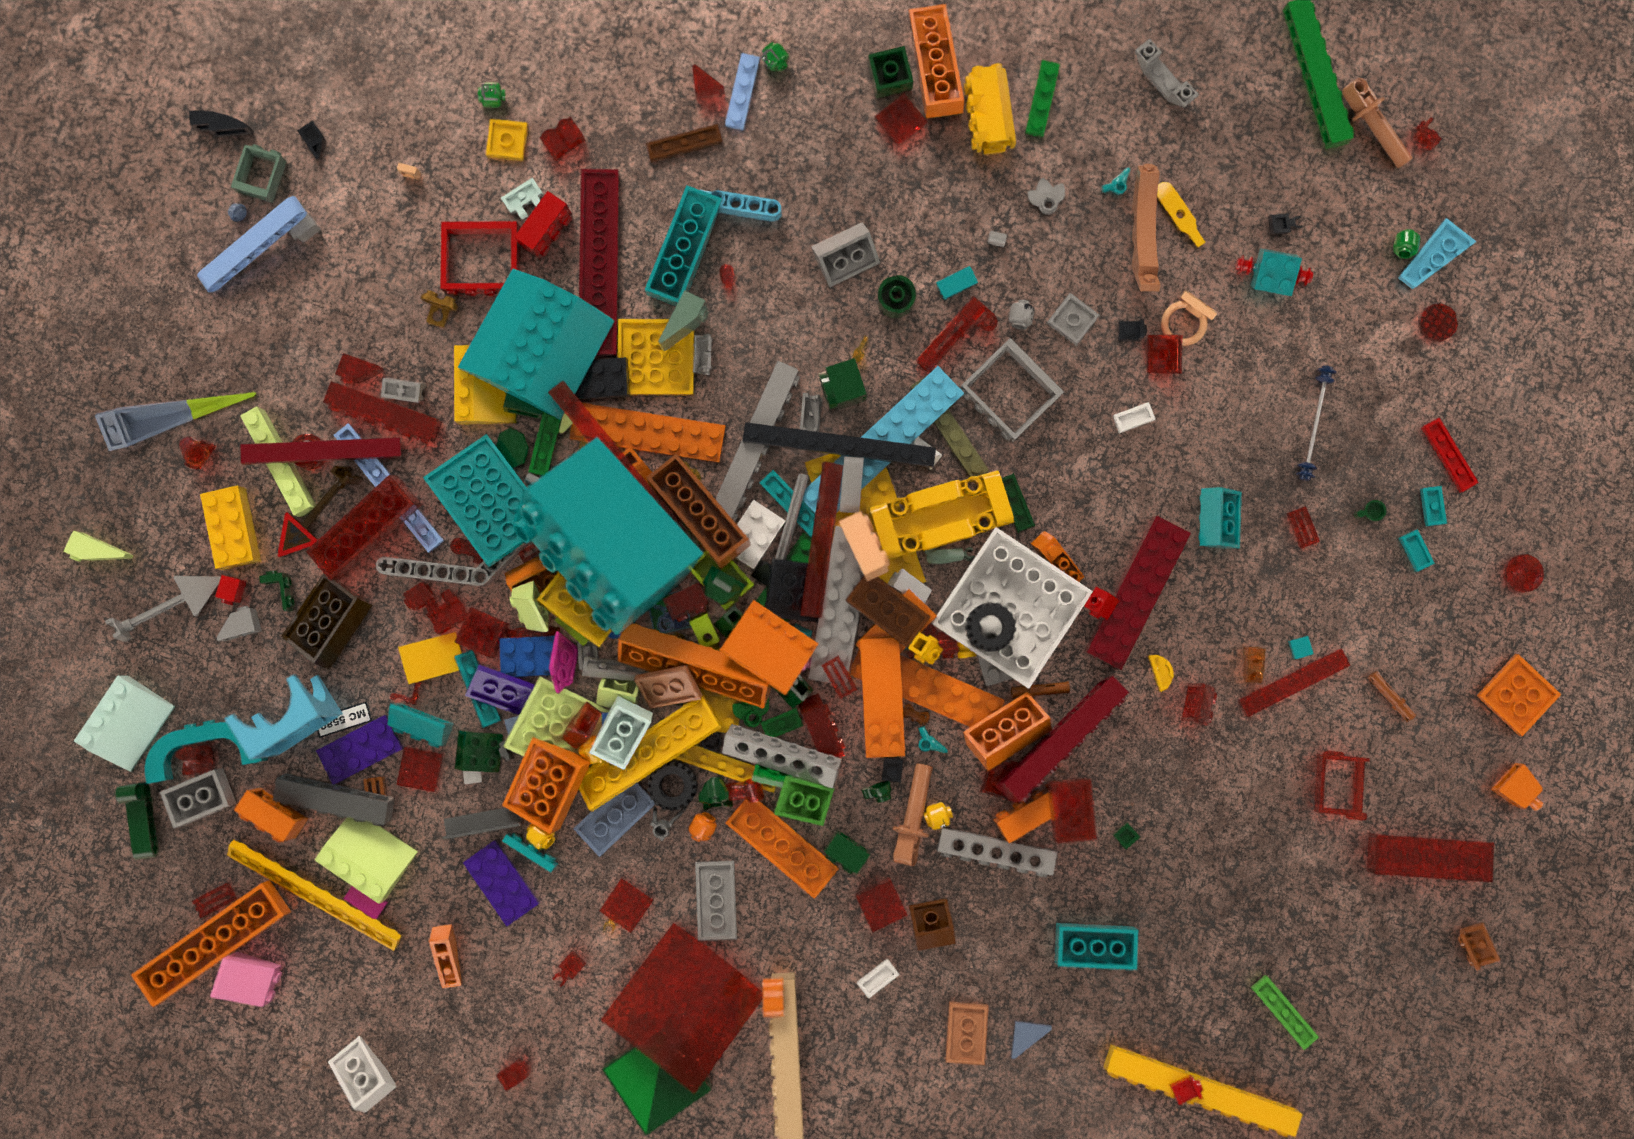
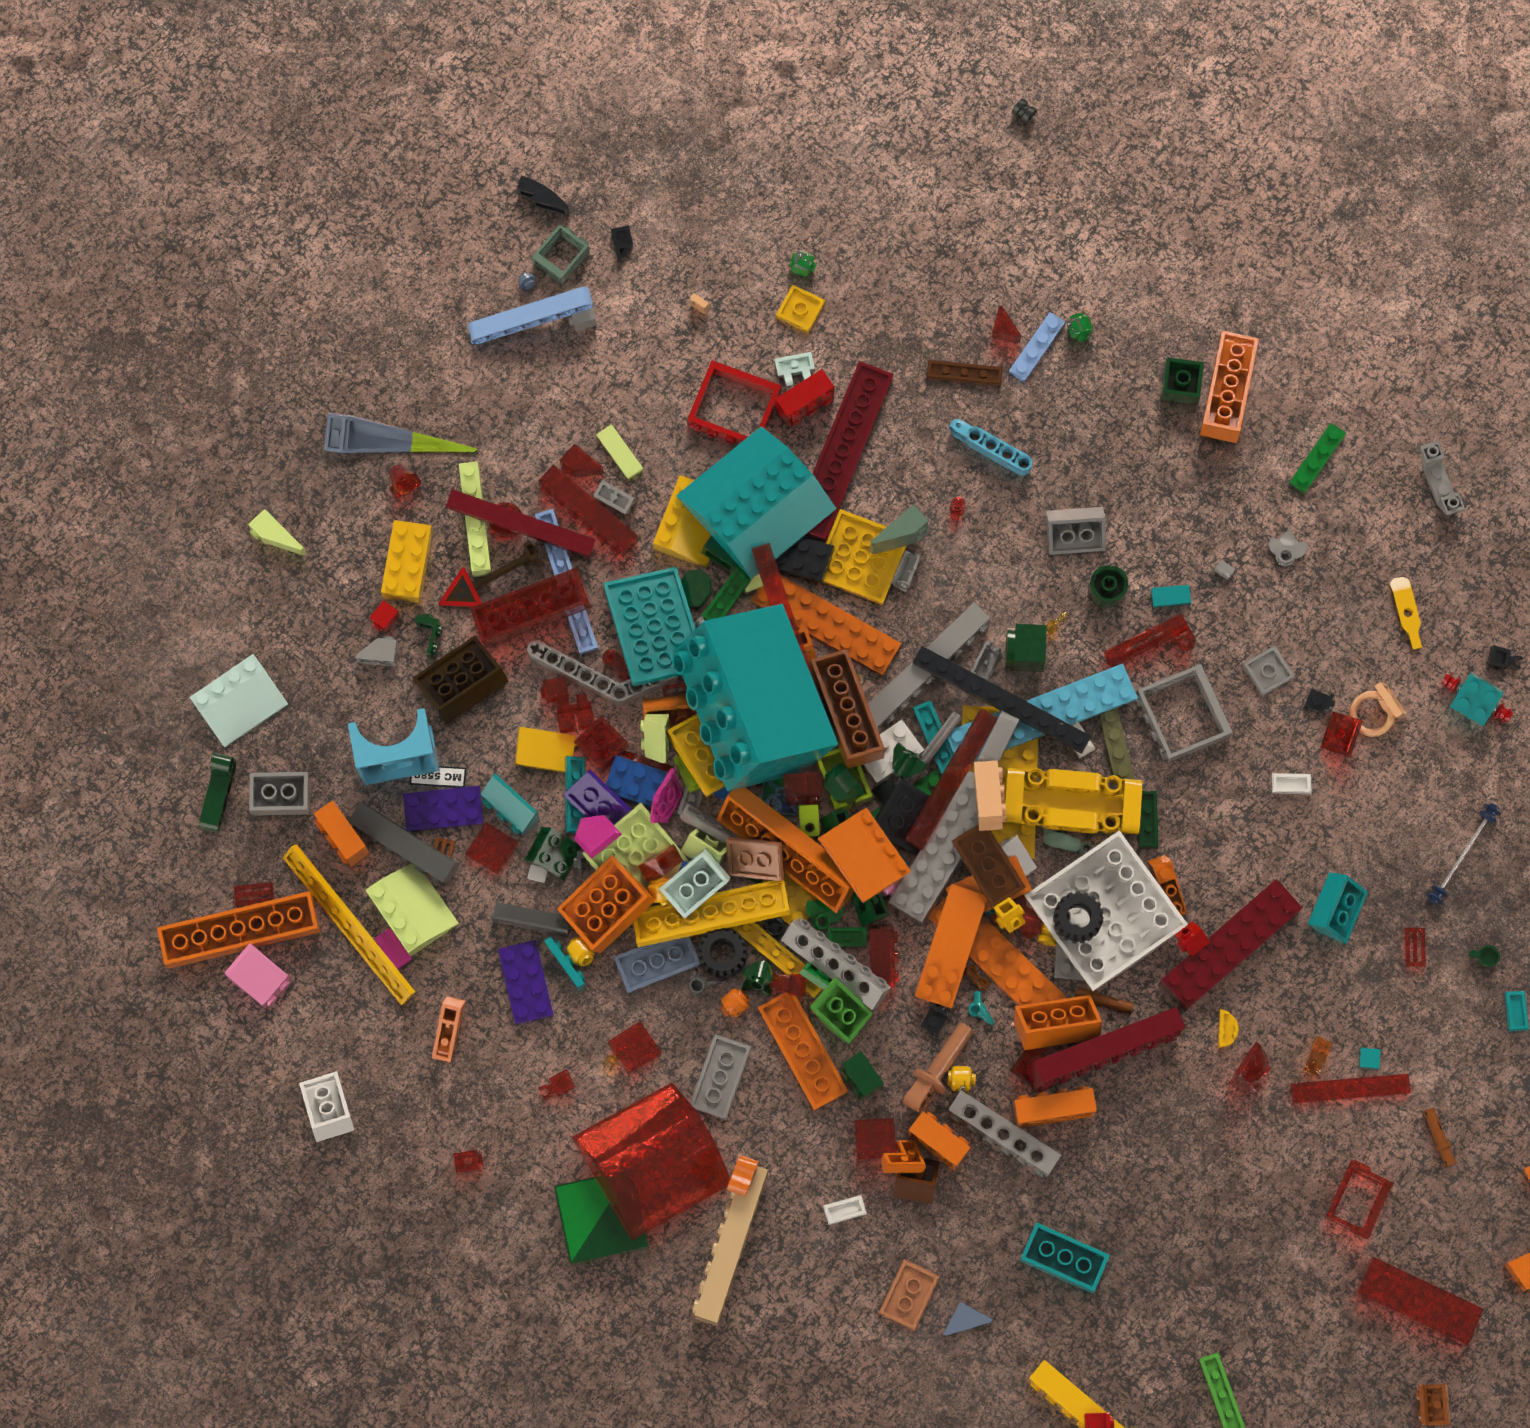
camera: 20 degrees right, 10 degrees down
(160, 756) = (295, 734): teal arch -> none
(194, 590) = (349, 606): light grey piece -> none
(194, 761) = (286, 760): clear red plate -> none
(390, 344) = (619, 452): none -> yellowish green tile
(393, 696) = (510, 782): clear red piece -> none
(445, 304) = (685, 436): pearl gold bracket -> none
(509, 723) = (595, 834): none -> dark pink tile
(562, 138) = (852, 327): clear red piece -> none
(683, 246) = (927, 465): teal slope -> none
(774, 541) = (906, 762): none -> dark green brick
(831, 662) = (916, 893): clear red tile -> none
(880, 791) = (914, 1036): dark green piece -> none
(901, 120) = (1175, 428): clear red plate -> none
(919, 914) = (906, 1160): none -> orange brick
(941, 883) = (939, 1140): none -> orange brick
(989, 109) = (1262, 449): yellow brick -> none
(1021, 314) = (1220, 647): light grey head -> none
(1072, 810) = (1089, 1111): clear red brick -> none
(1118, 184) = (1359, 563): teal animal -> none
(1126, 835) = (1133, 1168): dark green plate -> none
(1144, 204) = (1367, 611): nougat arch -> none

